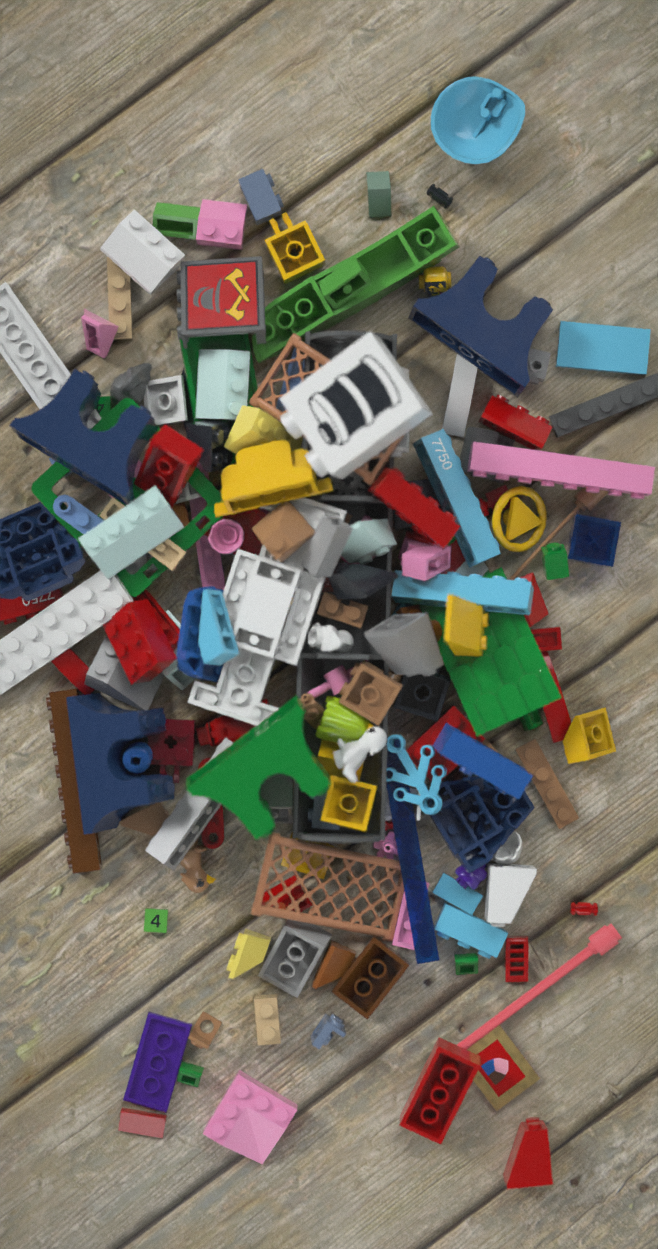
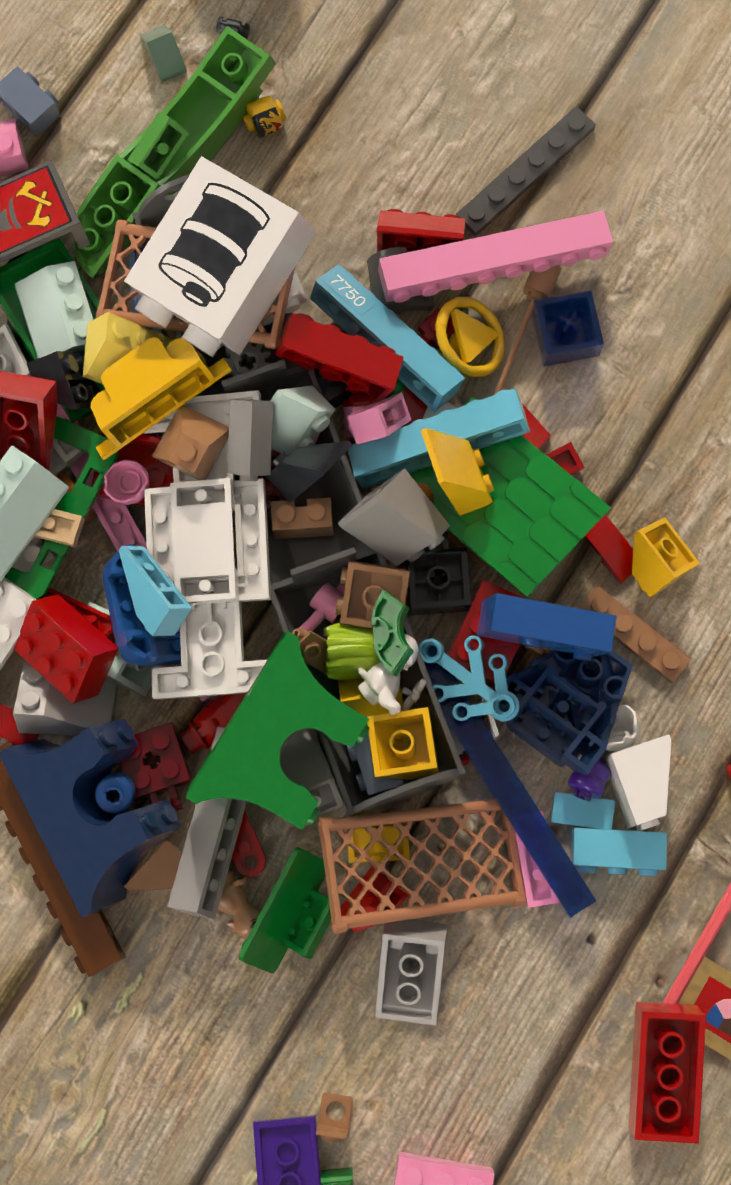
camera: 20 degrees left, 10 degrees down
(156, 920) = (218, 997): bright green tile -> none
(228, 887) = (292, 916): none -> green bracket
(251, 952) = (353, 989): light yellow slope -> none
(267, 1019) = (409, 1069): tan brick -> none
(298, 237) = (86, 140): yellow hinge -> none
(322, 1032) = (486, 1054): sand blue bracket -> none
(329, 639) = (297, 551): white animal -> none
(334, 964) = (466, 961): dark orange slope -> none
(369, 725) = (388, 632): none -> green tile
(370, 771) = (412, 695): none -> light grey plant
(370, 977) = (518, 959): reddish brown slope -> none
(381, 845) = (465, 786): bright pink plant -> none
(459, 397) = (343, 224): white slope -> none
(466, 963) = (630, 895): green slope -> none
(488, 343) = (334, 149): dark blue piece -> none
(516, 940) = (699, 860): red slope -> none
(531, 720) = (579, 563): green slope -> none
(537, 365) = (417, 164): light grey brick -> none
(555, 561) = (532, 368): green brick -> none
(603, 348) = (486, 119): medium azure tile -> none

